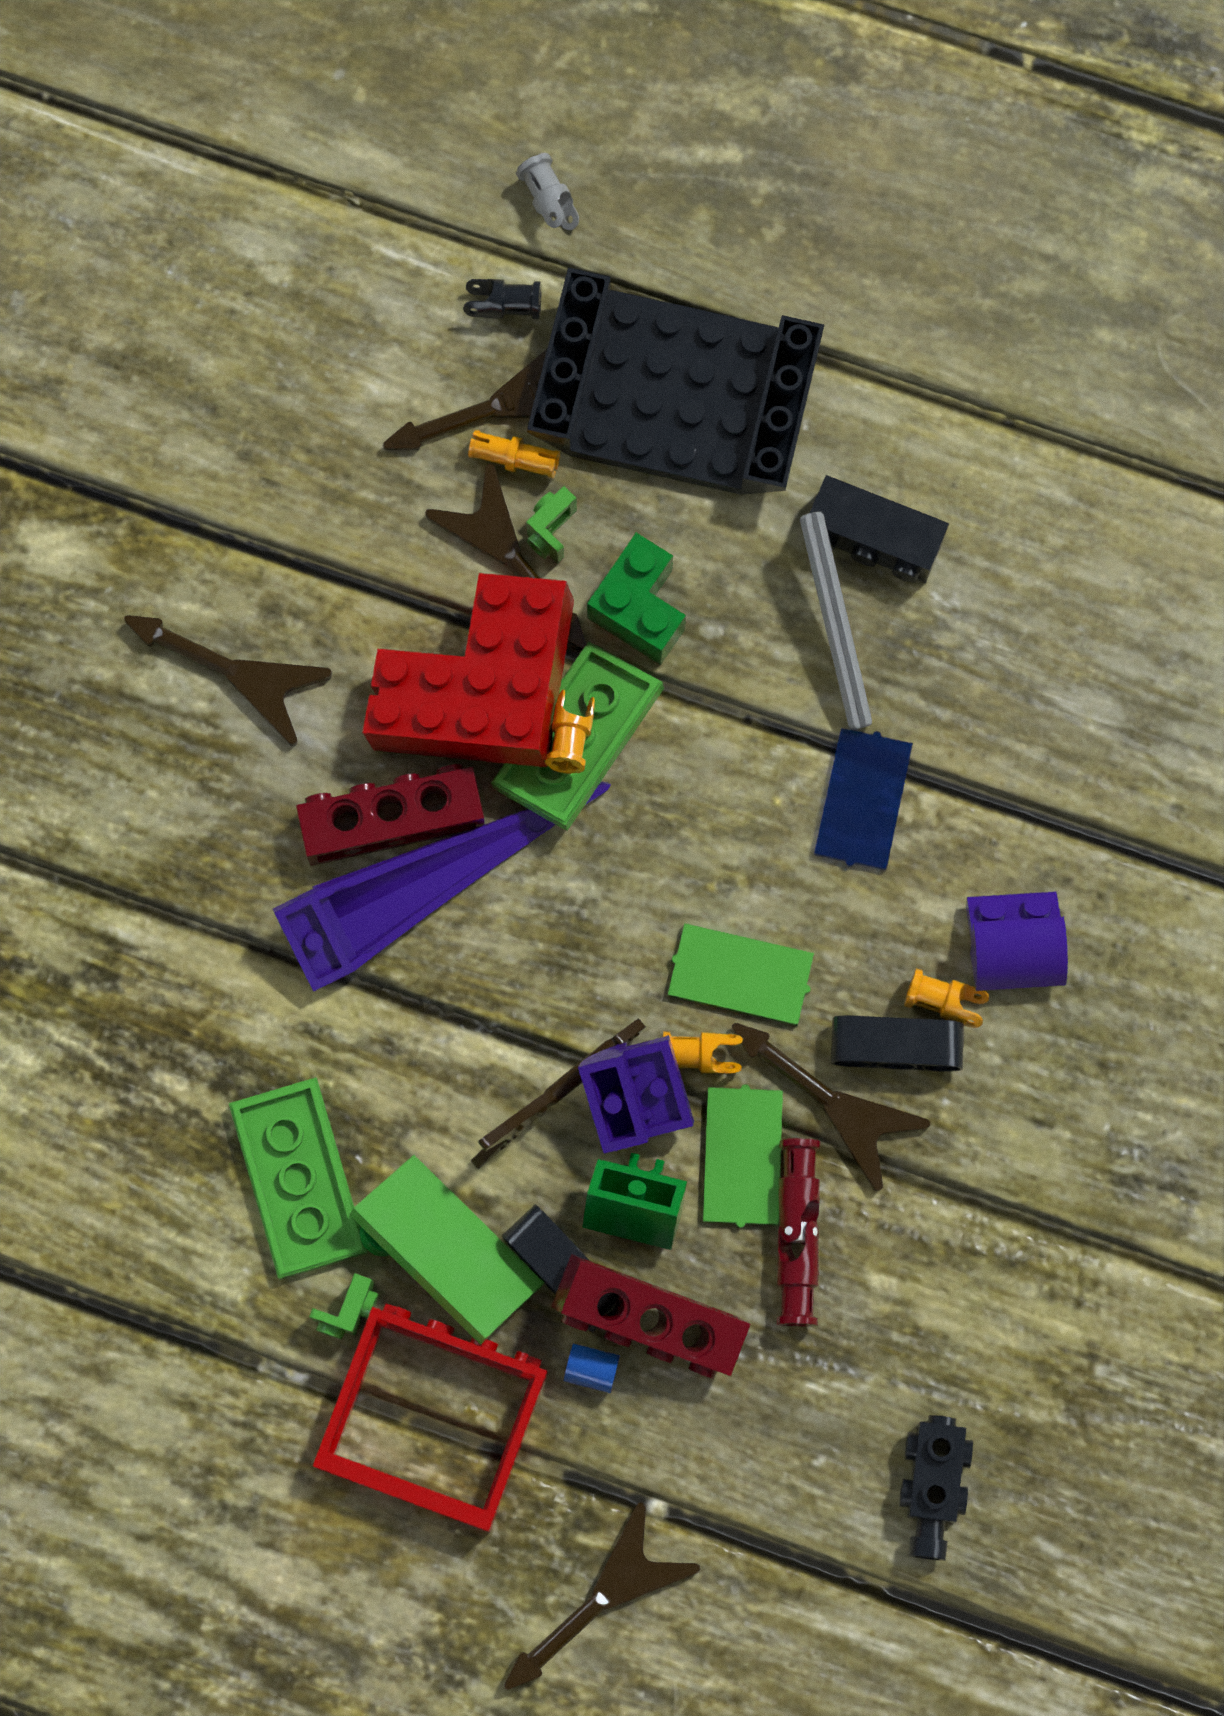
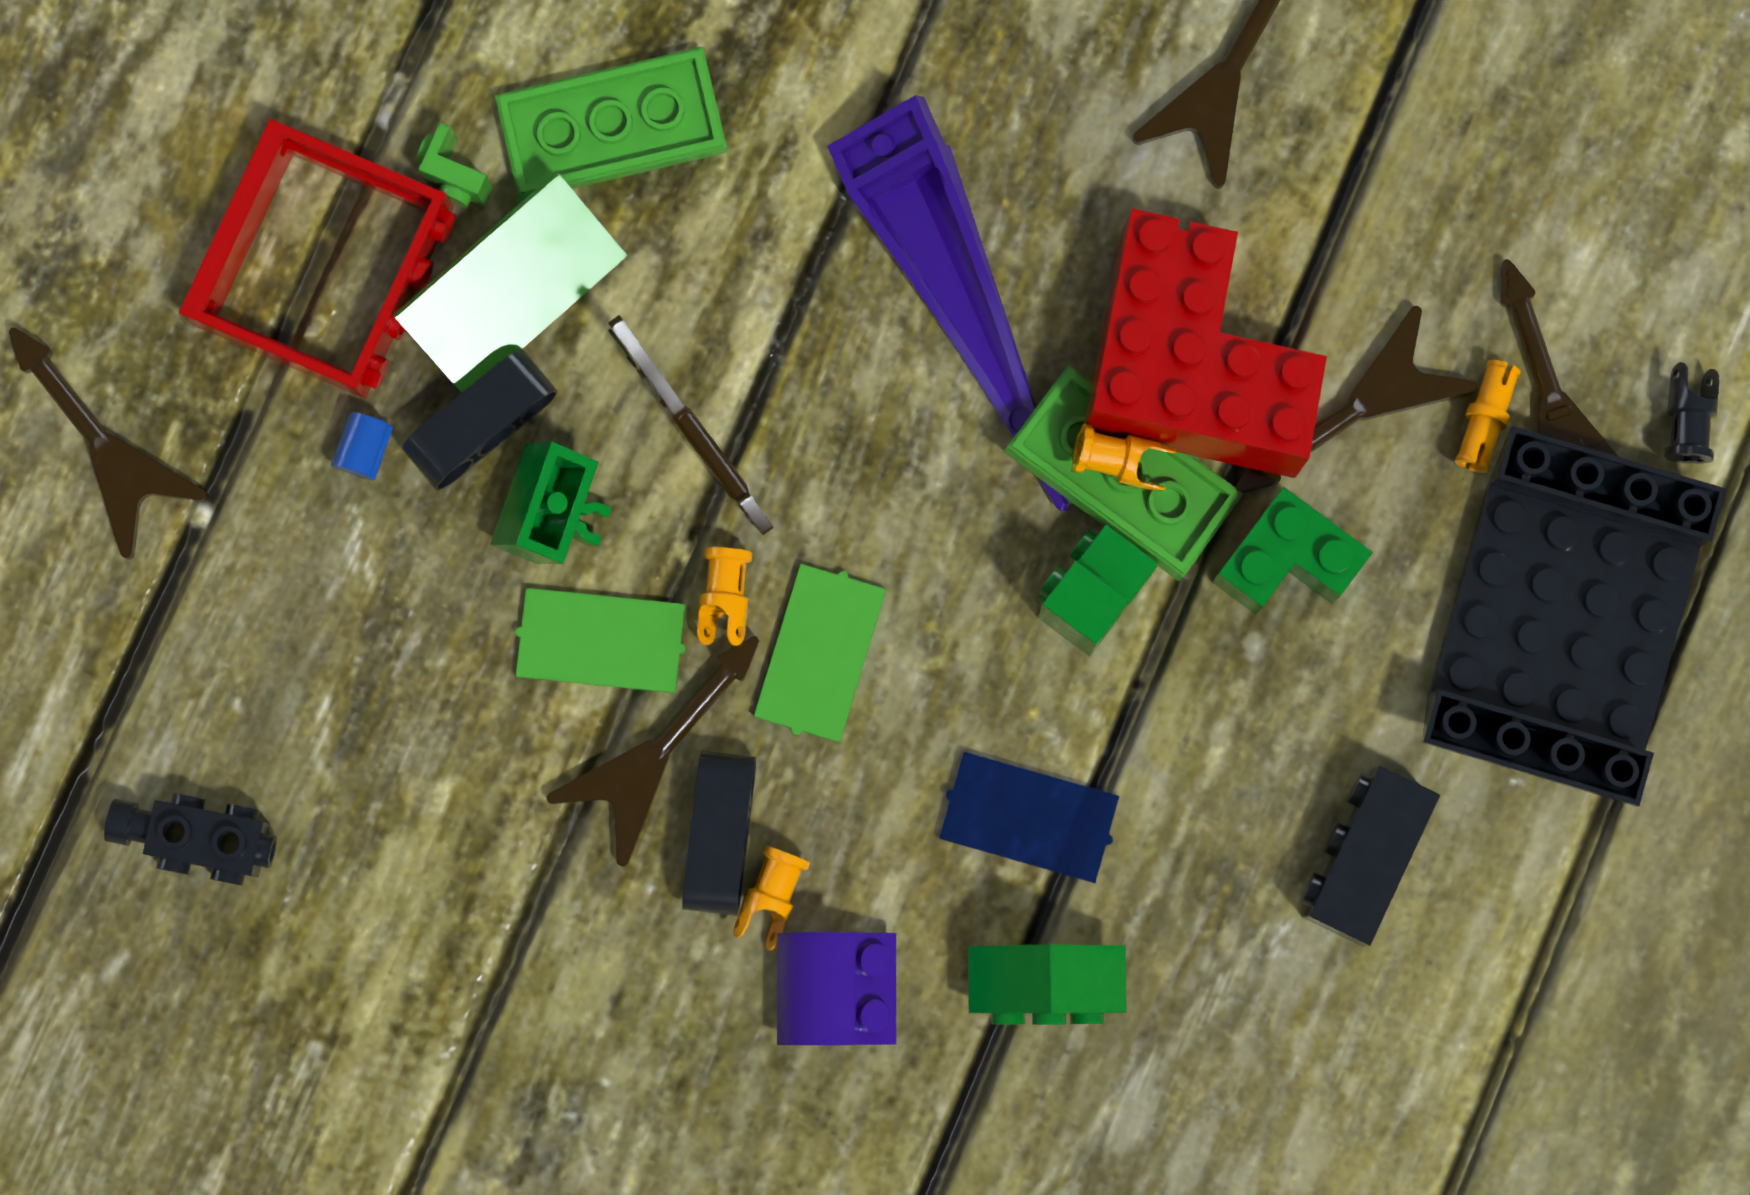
camera: 100 degrees right, 5 degrees up
(372, 834) = (1009, 165): dark red brick -> none
(549, 516) = (1406, 455): bright green bracket -> none
(587, 1282) = (451, 443): dark red brick -> none
(635, 1093) = (674, 509): dark purple brick -> none
(678, 750) = (1095, 589): none -> green brick
(798, 1224) = (536, 701): dark red piece -> none
(836, 620) = (1252, 795): light grey axle -> none
(999, 772) = (1047, 982): none -> green brick

